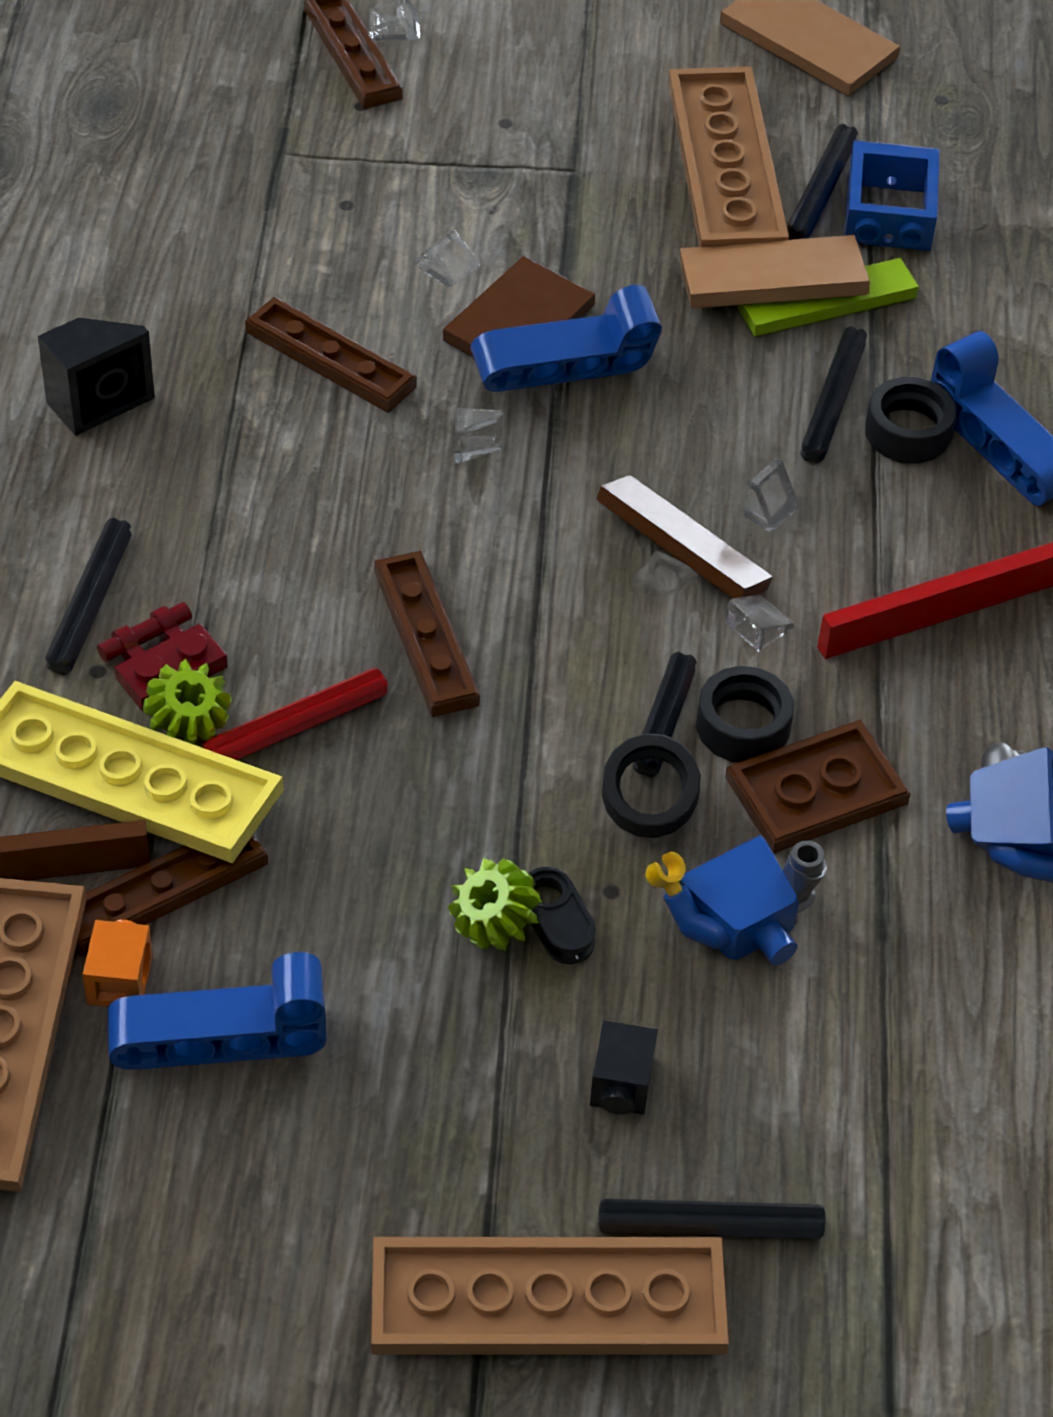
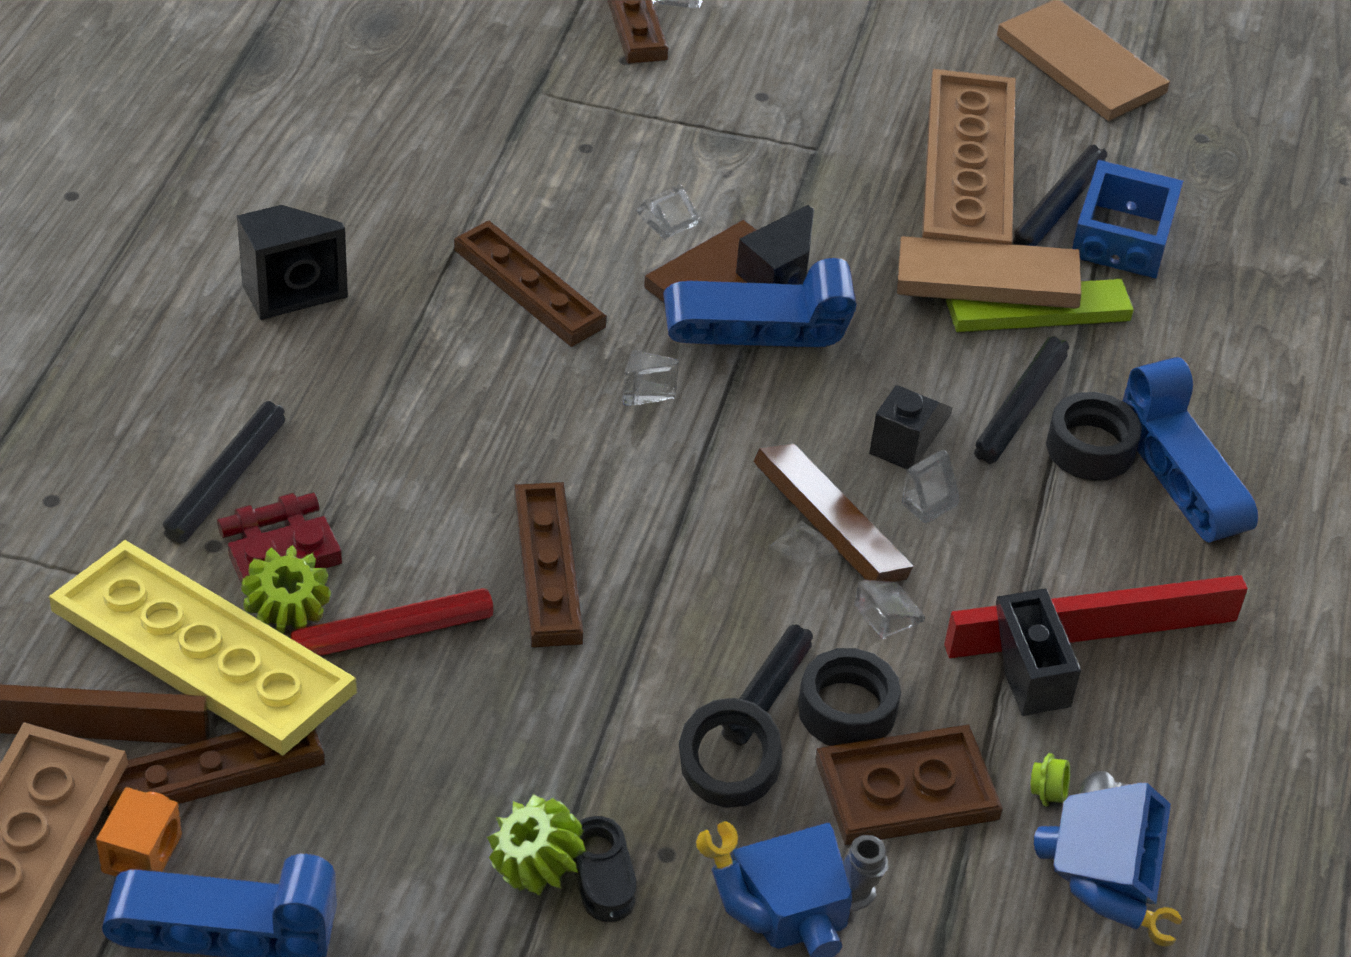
camera: 10 degrees right, 5 degrees down
(570, 284) = (778, 250): none -> black slope
(733, 441) = (906, 426): none -> black slope
(910, 640) = (1036, 652): none -> black slope
(947, 758) = (1051, 779): none -> lime plate

